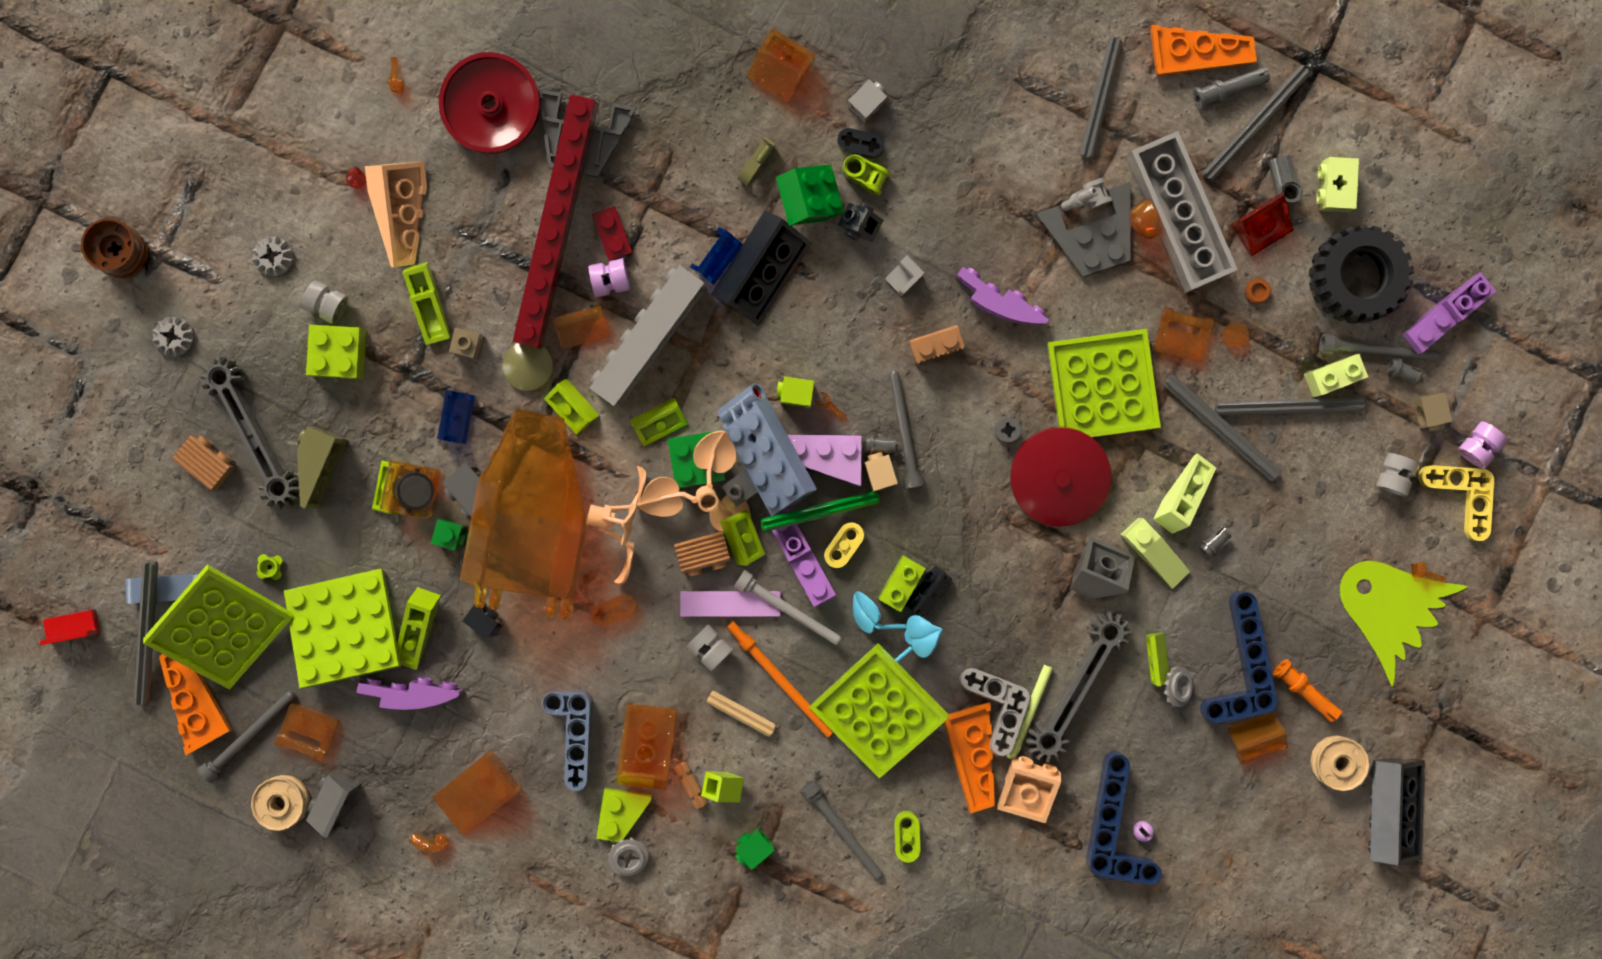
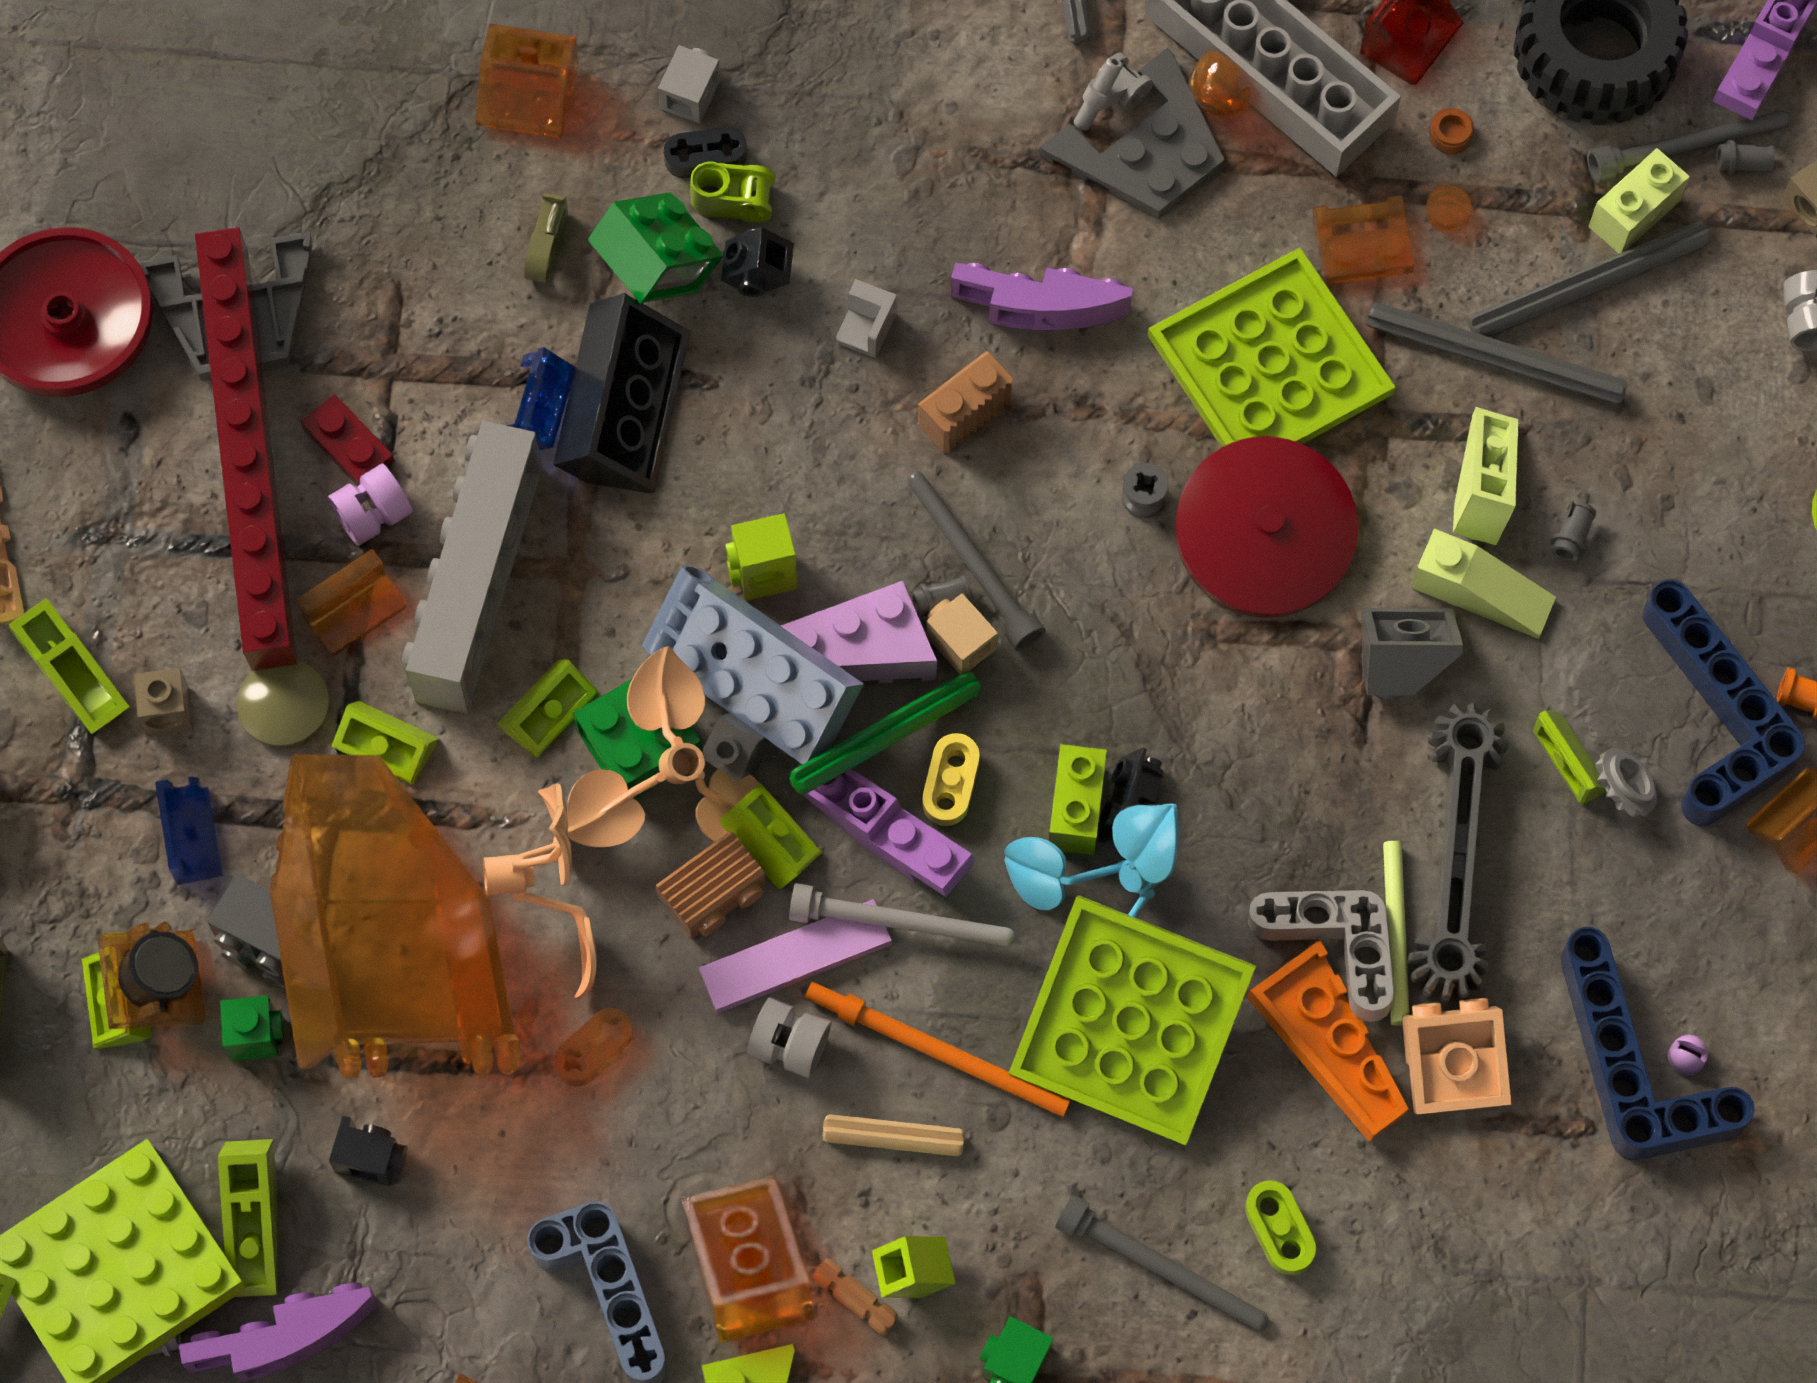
camera: 25 degrees left, 20 degrees down
(830, 406) = (828, 569): clear orange hand -> none

